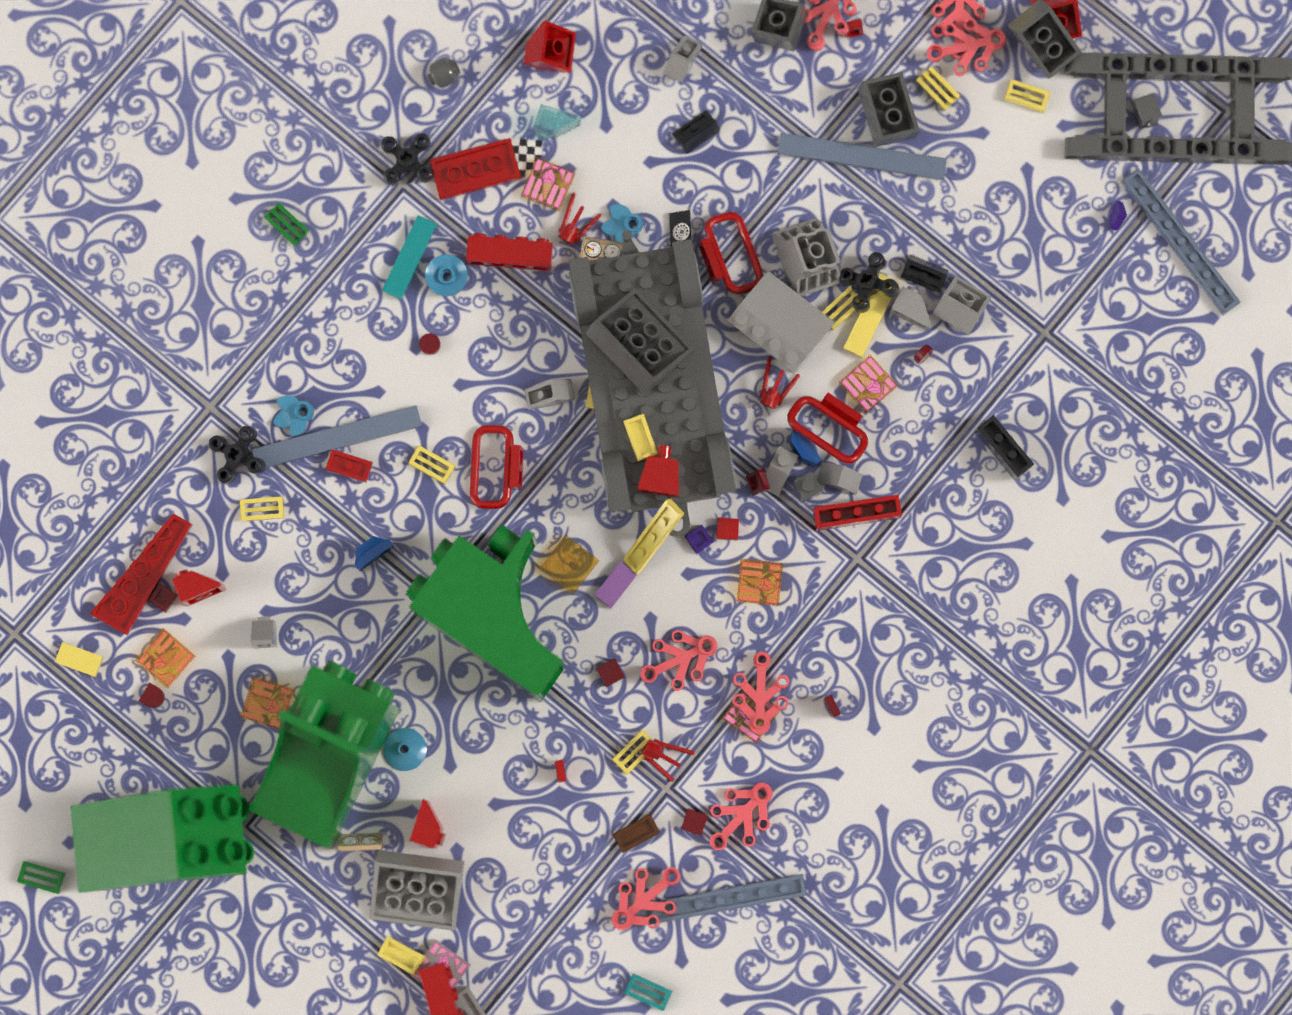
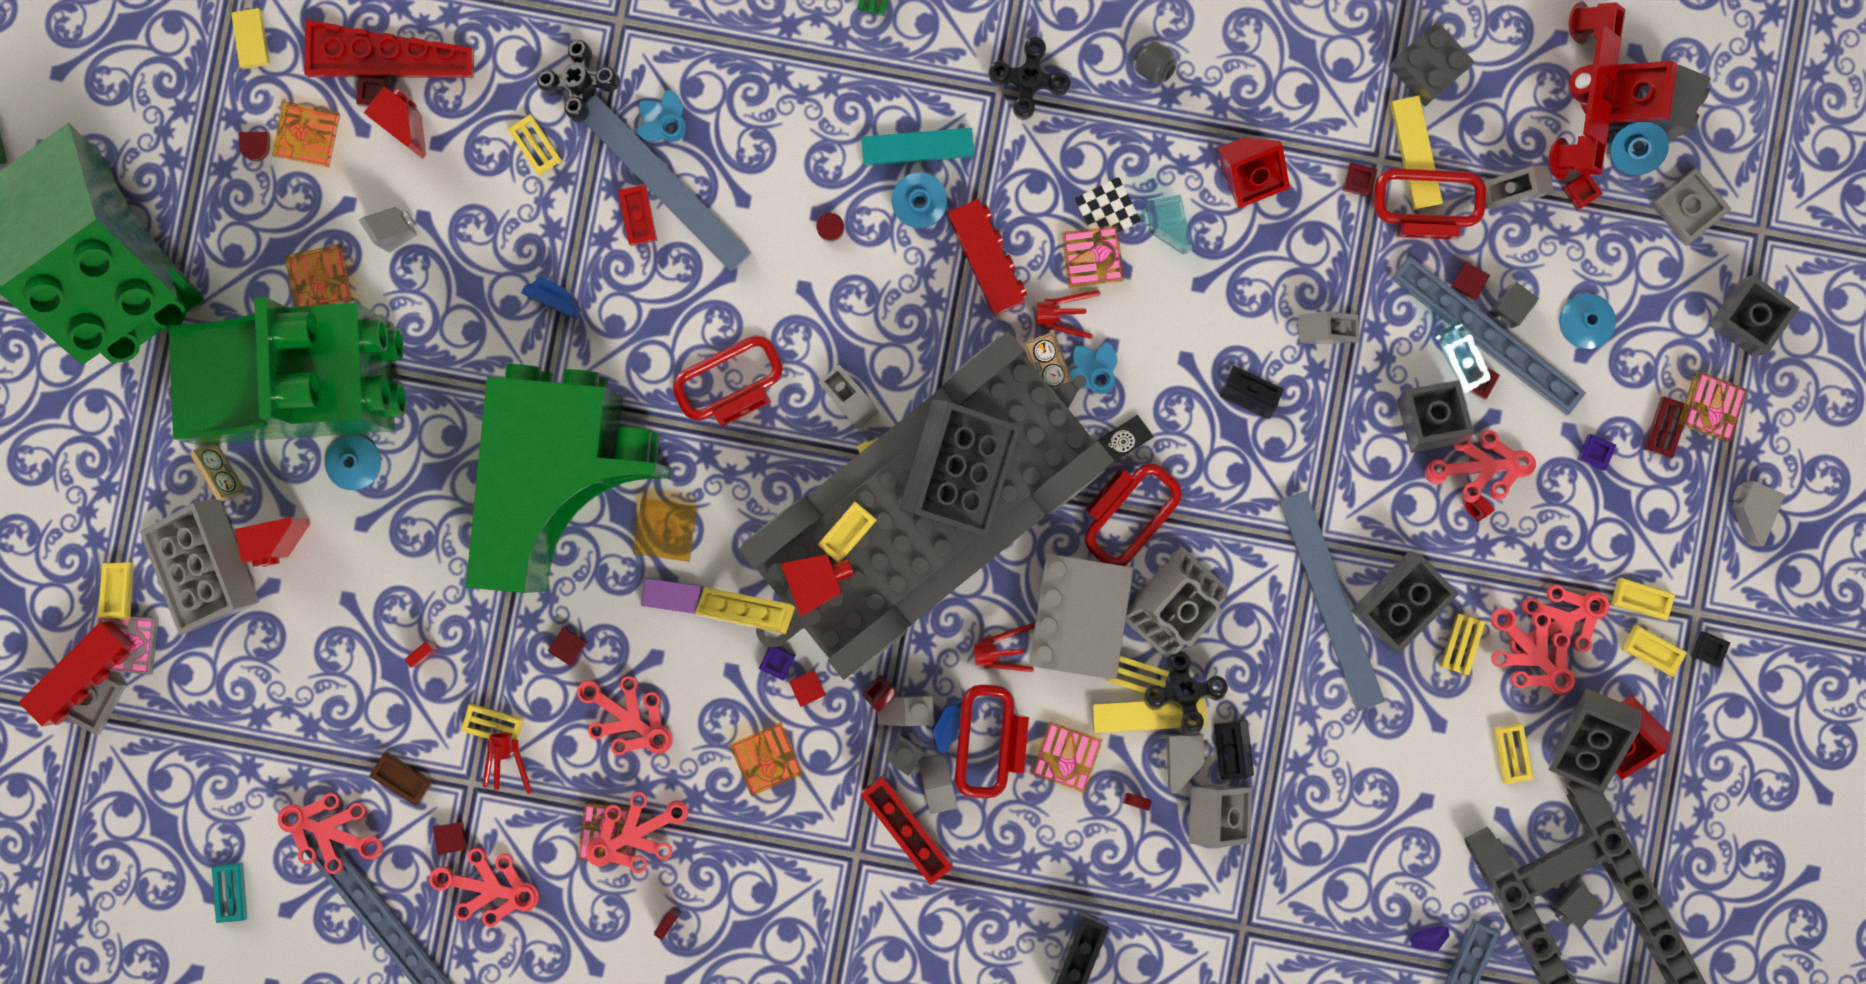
camera: 60 degrees right, 5 degrees up
(447, 473) = (704, 307): light yellow tile -> none
(475, 169) = (1063, 163): red tile -> none

